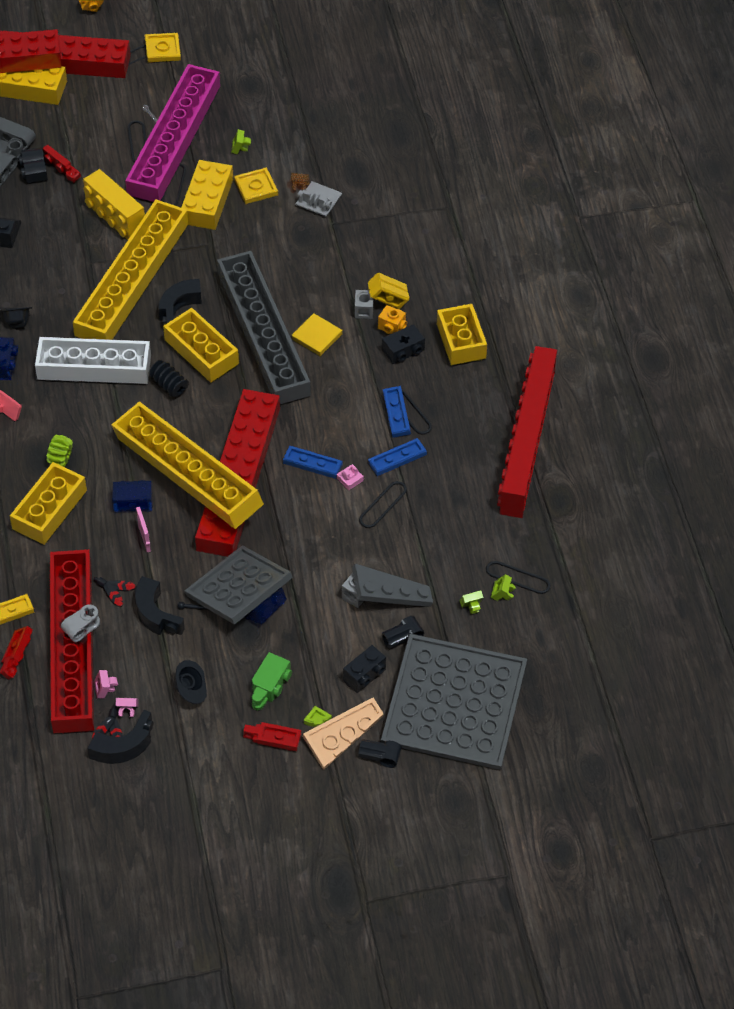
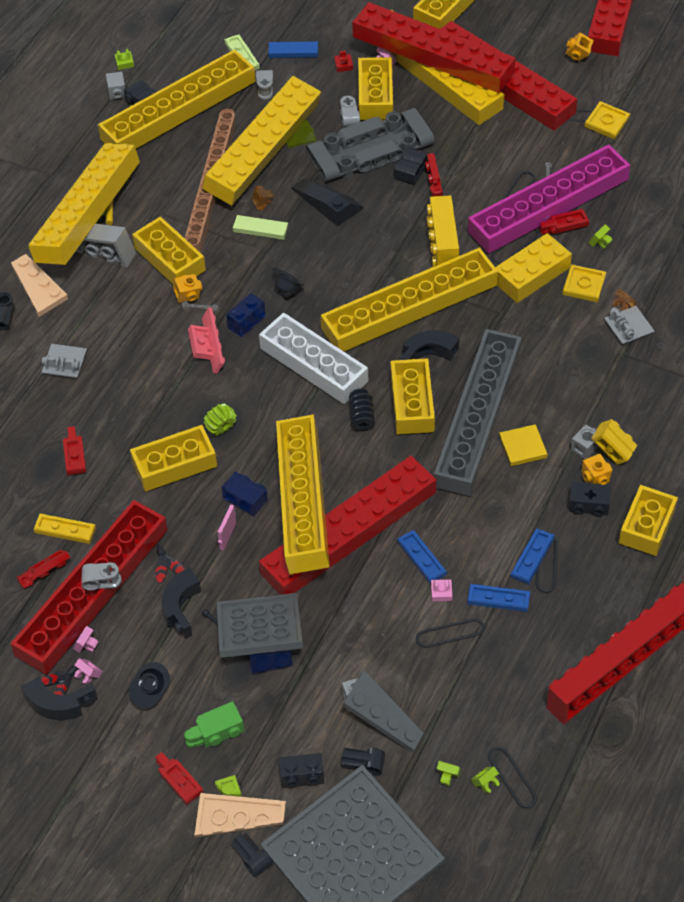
camera: 40 degrees right, 0 degrees up
(200, 145) = (564, 222): none -> red hinge

